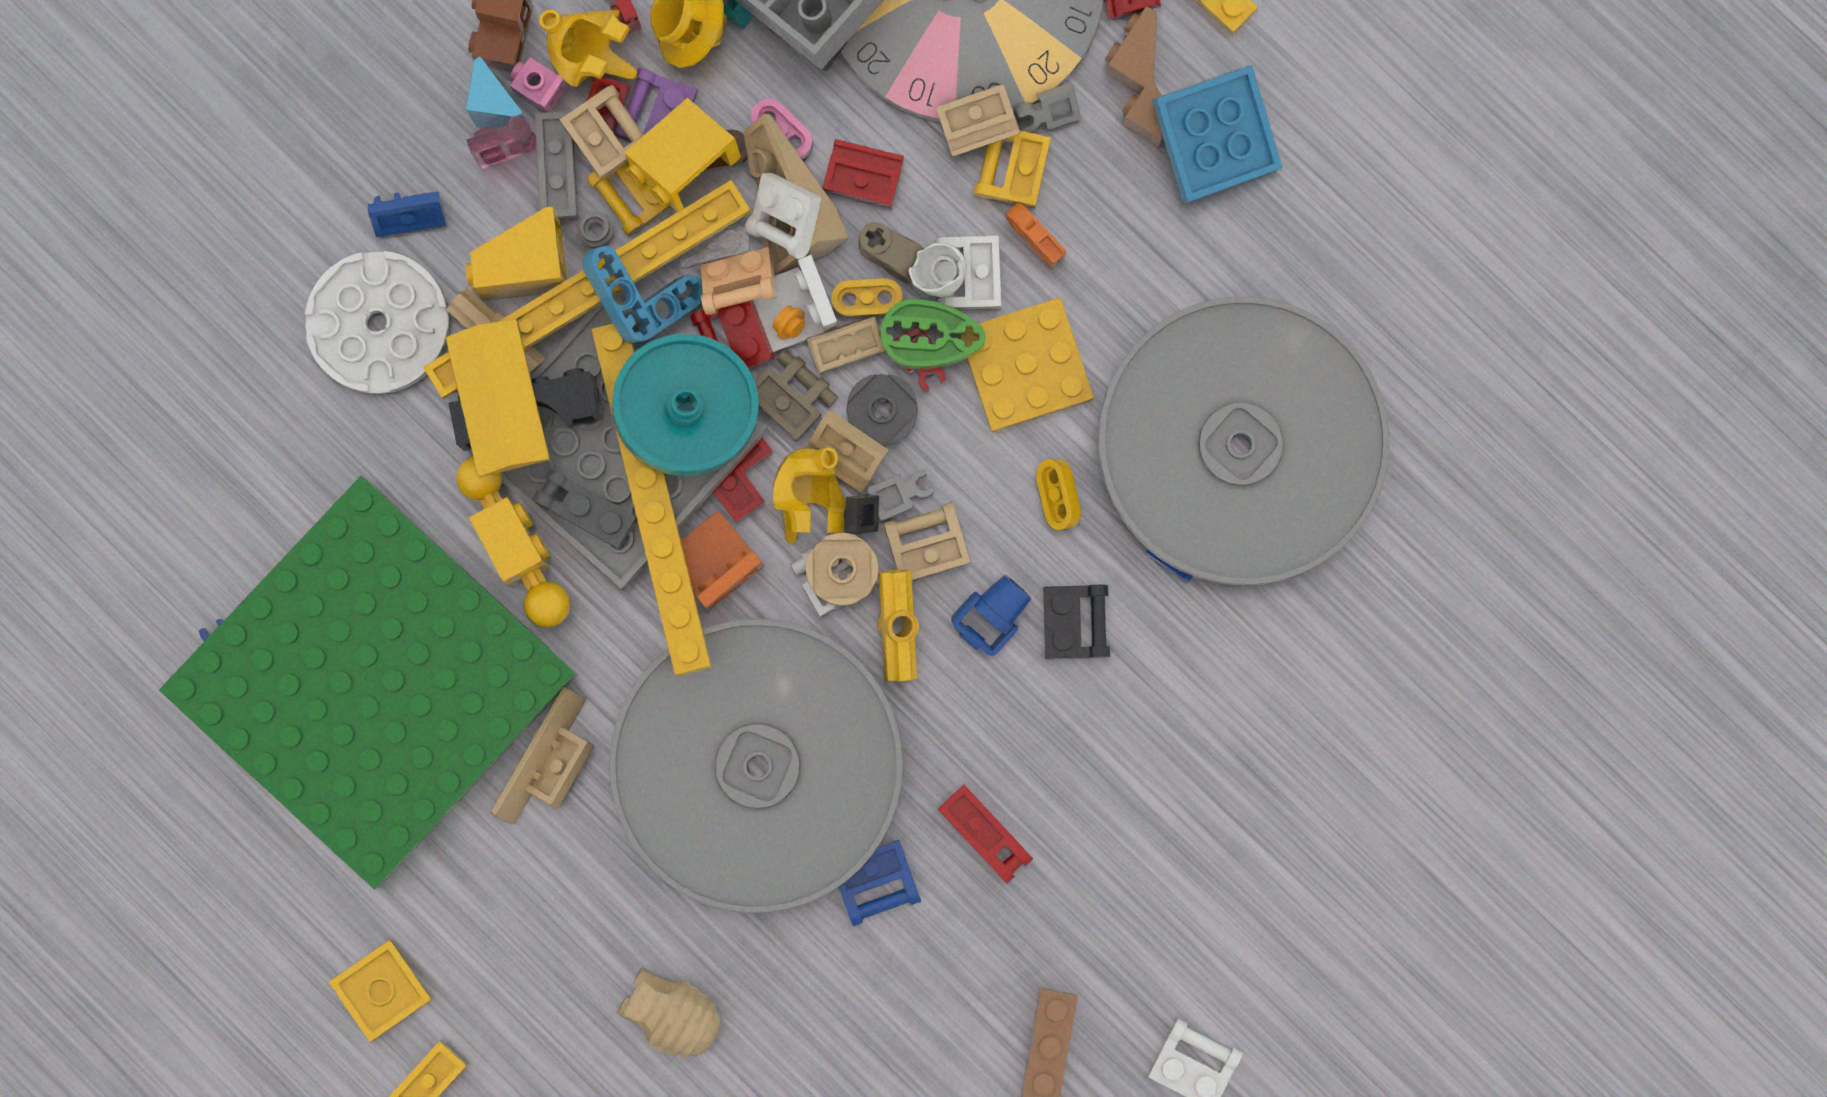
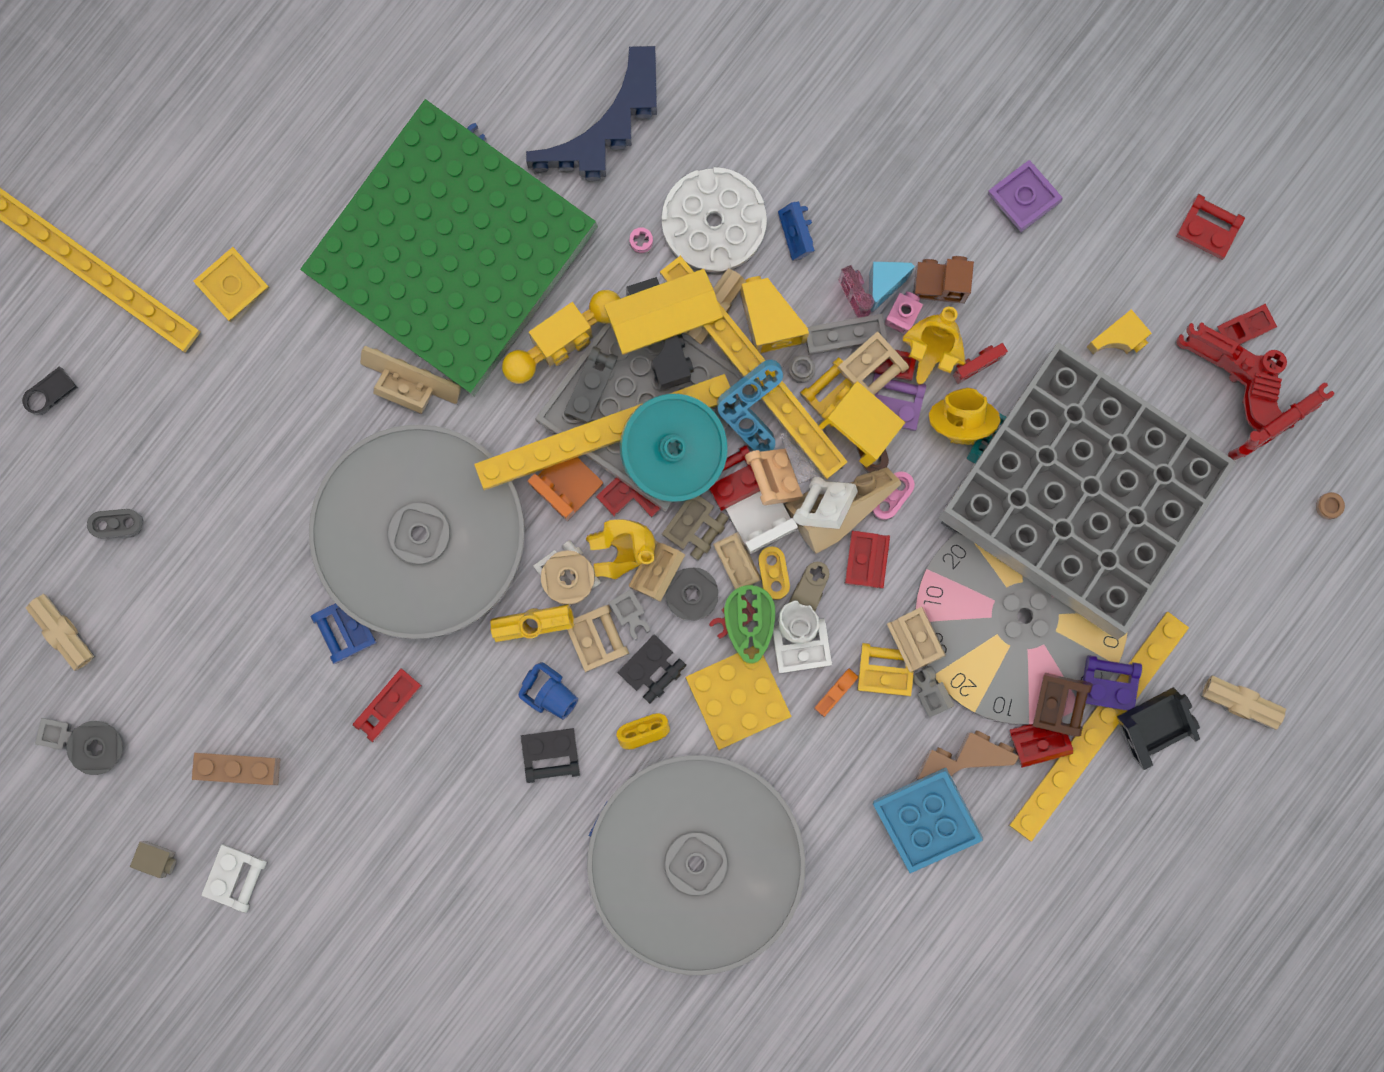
camera: 80 degrees right, 0 degrees up
(234, 440) = (588, 150): none -> dark blue arch
(383, 430) = (636, 234): none -> bright pink bush
(672, 1015) = (228, 497): tan hair -> none
(789, 322) = (747, 517): light orange plate -> none
(861, 514) = (610, 587): black plate -> none
(967, 482) = (646, 663): none -> black plate

